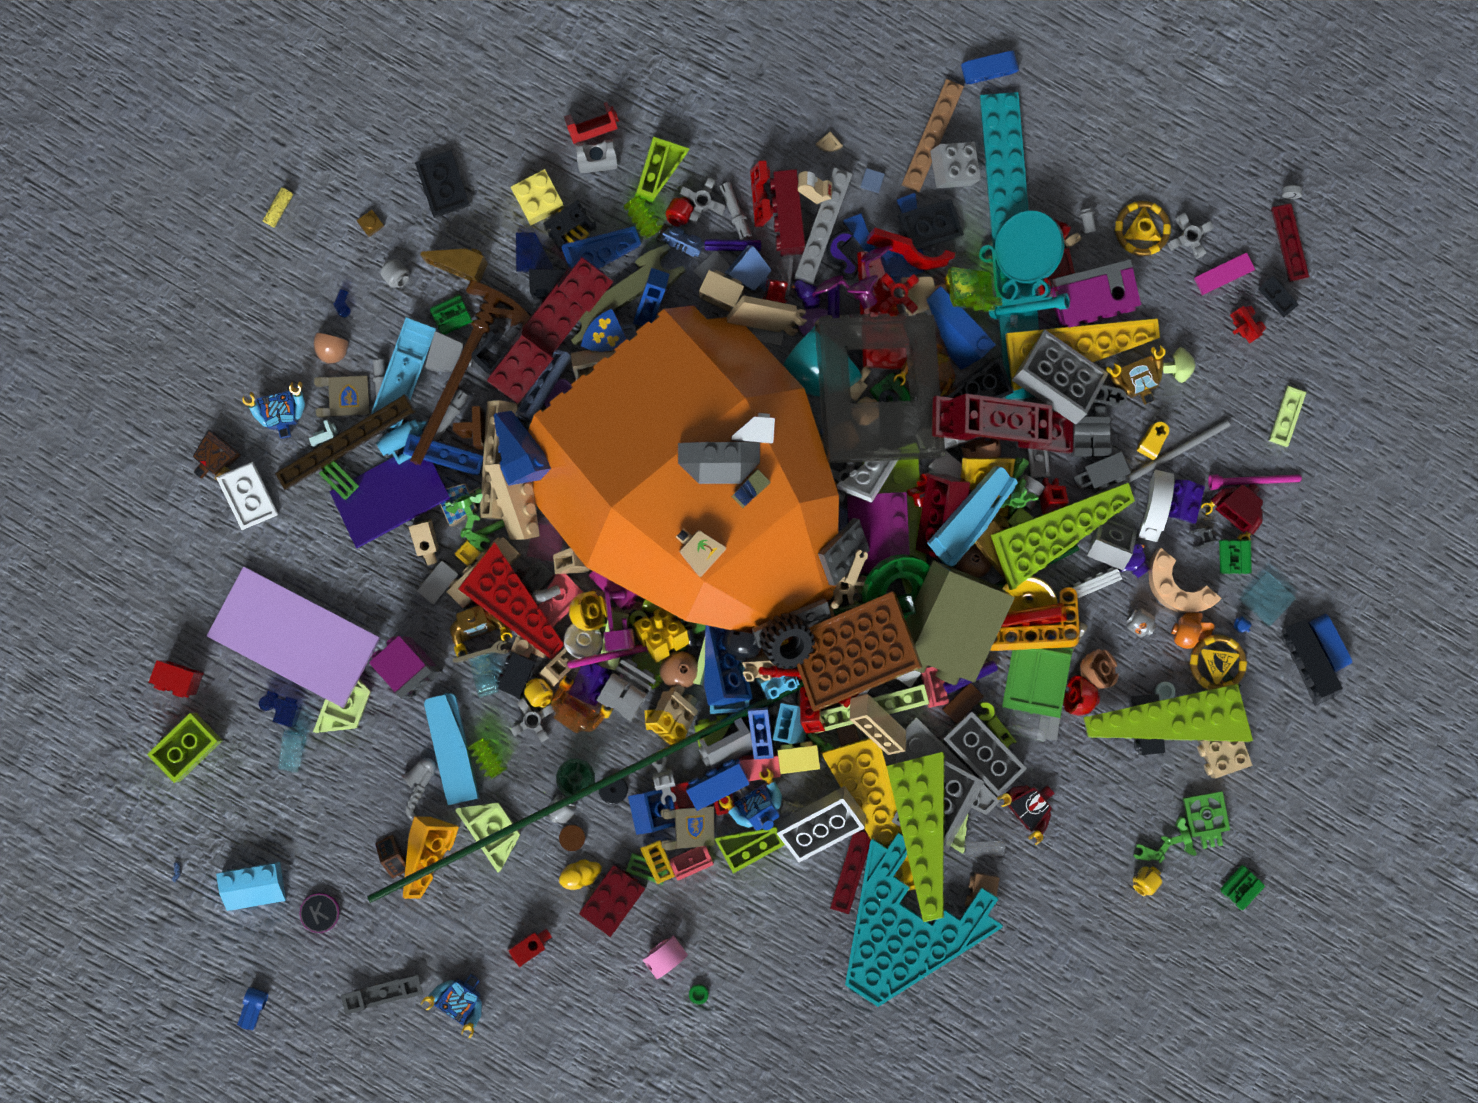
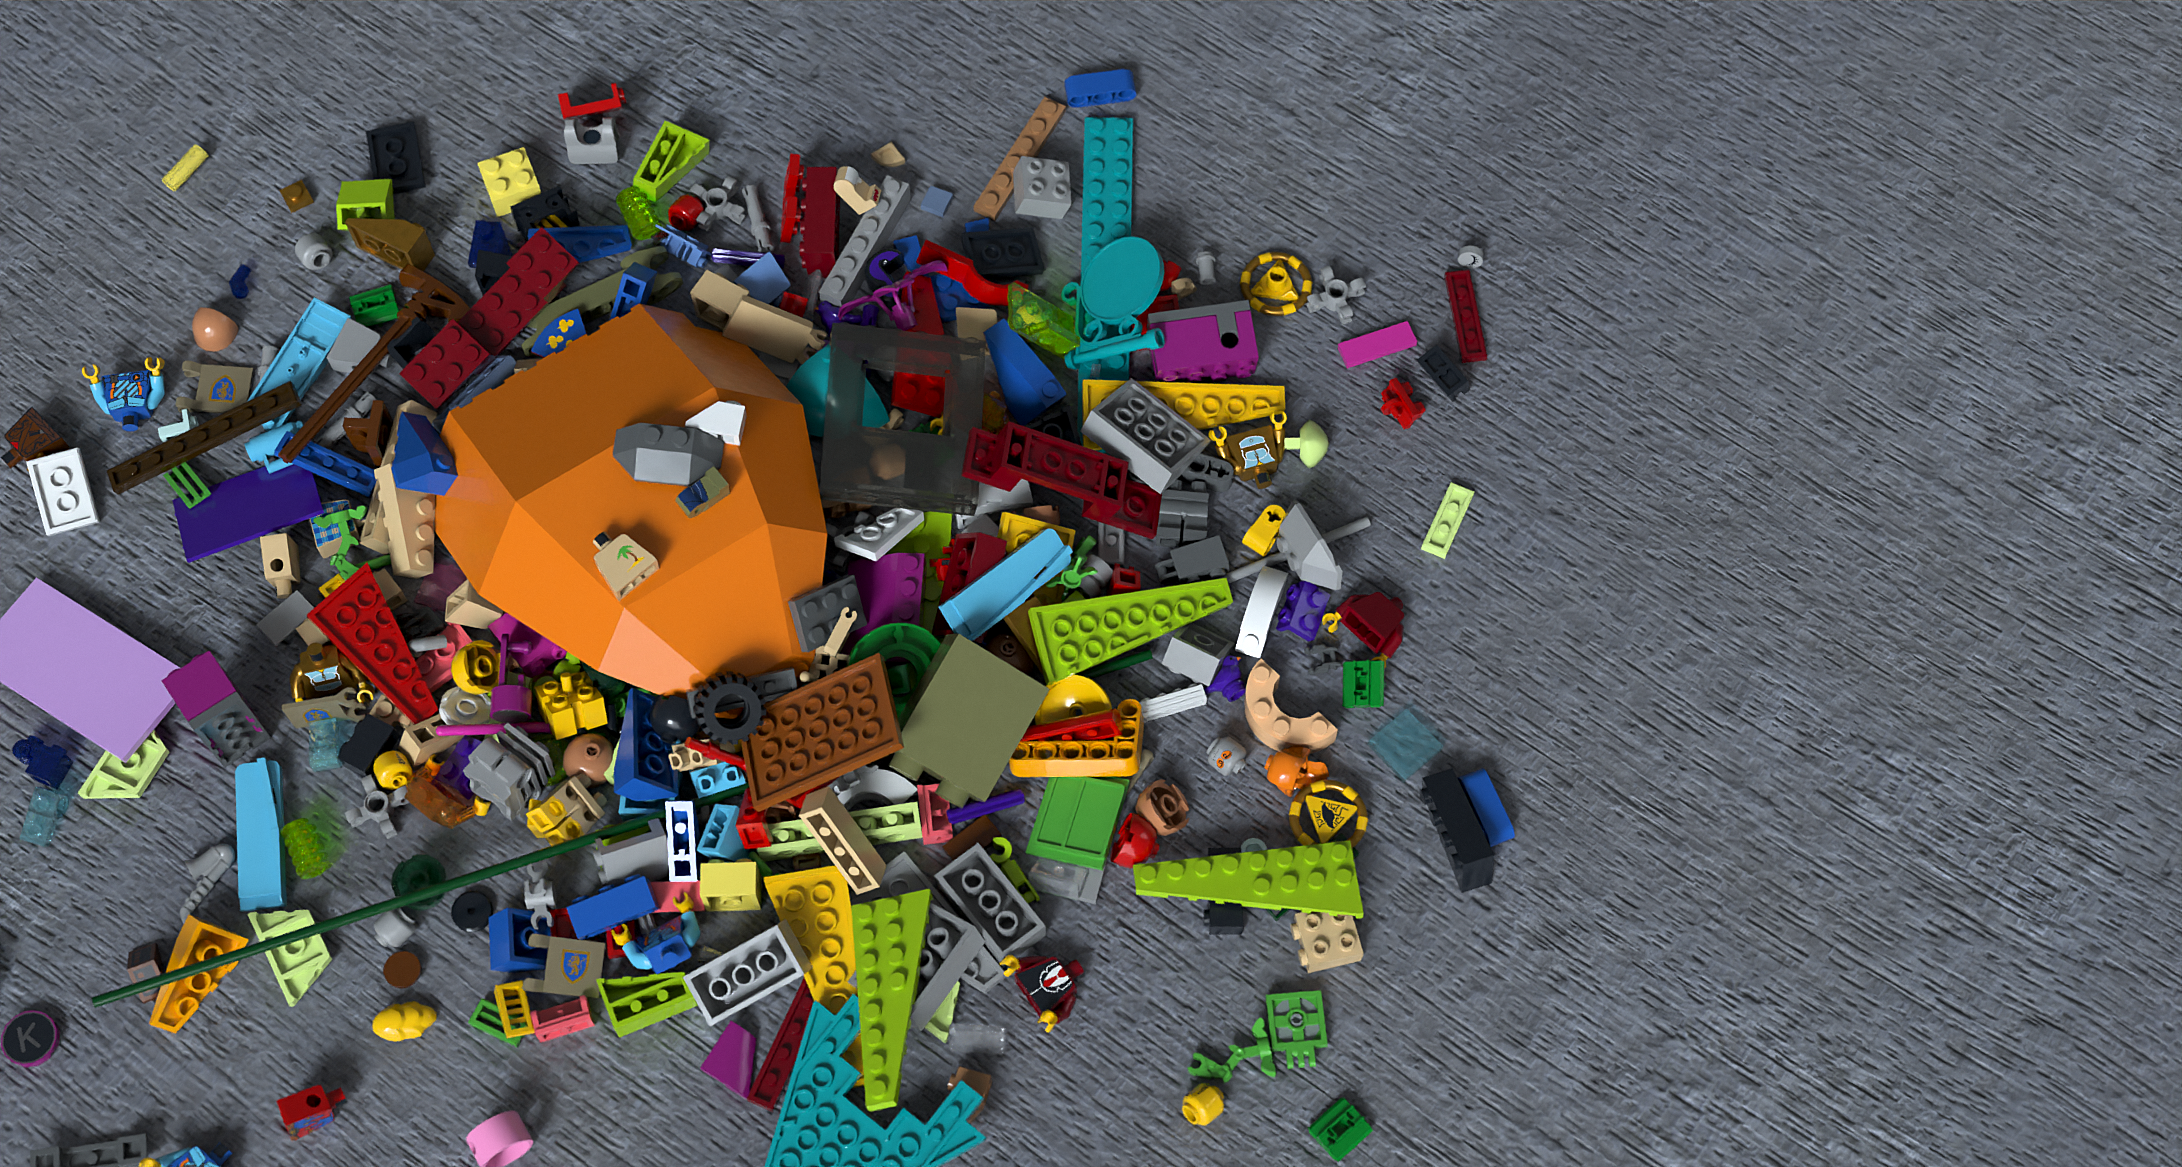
camera: 10 degrees right, 20 degrees down
(429, 230) = (364, 201): none -> lime slope
(612, 900) = (441, 1057): dark red brick -> none
(815, 880) = (732, 1059): none -> magenta slope
(892, 286) = (943, 313): red pin -> none
(1187, 457) = (1307, 549): none -> light grey wedge
(1216, 481) = (1348, 589): dark pink piece -> none
(1242, 624) = (1366, 773): blue piece -> none

